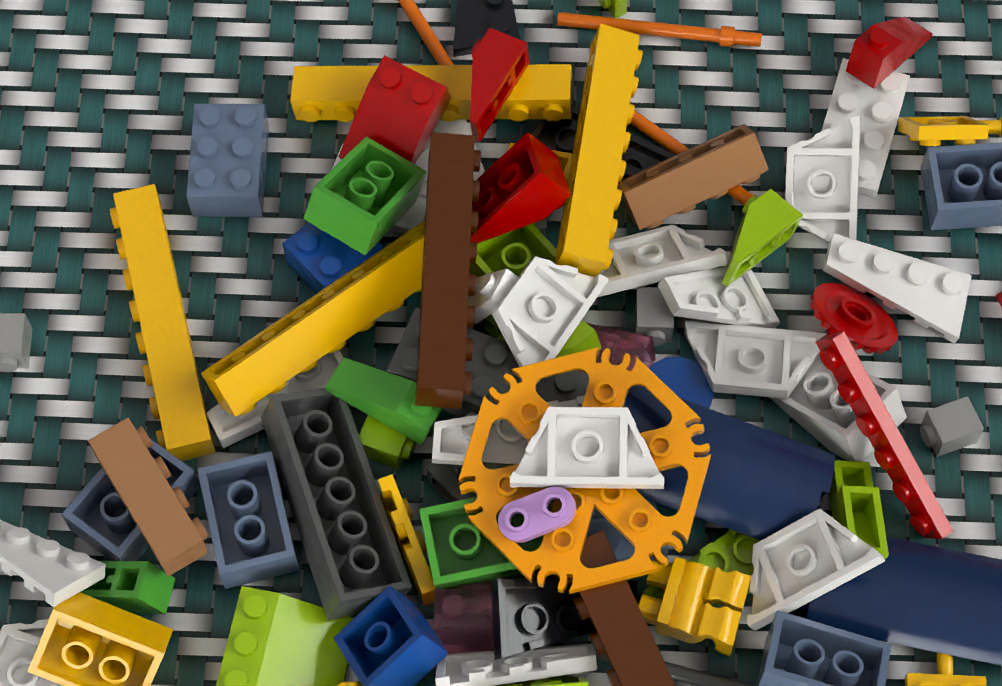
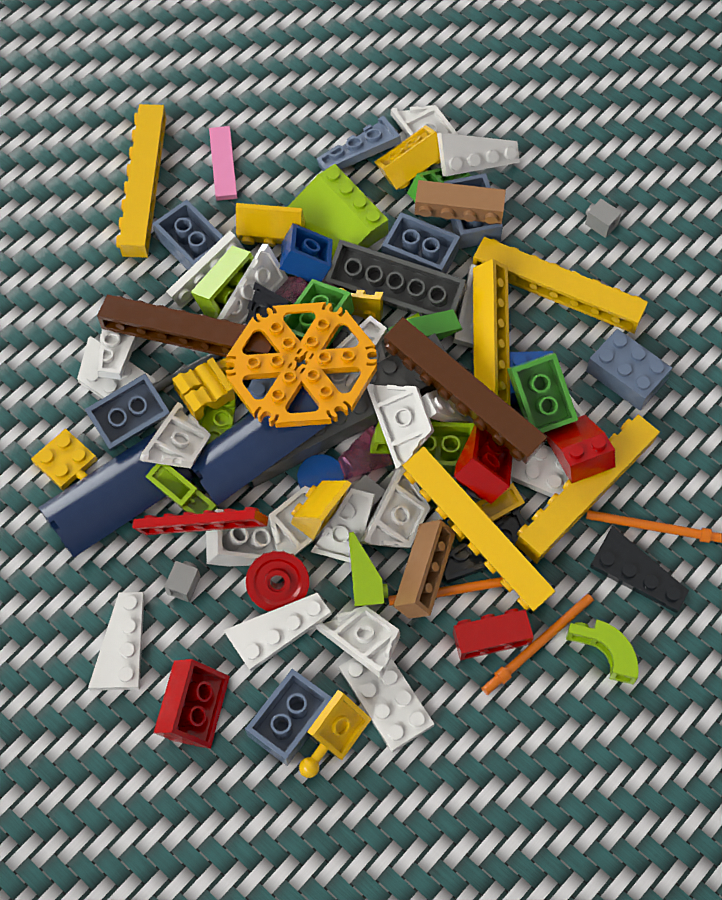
camera: 130 degrees right, 0 degrees up
(496, 69) = (562, 502): red slope -> none
(537, 517) = (297, 317): lavender plate -> none
(587, 451) = (300, 358): white wing -> none
(694, 71) = (492, 634): none -> red brick
(735, 314) = (319, 507): none -> yellow slope
(884, 49) = (416, 750): red slope -> none

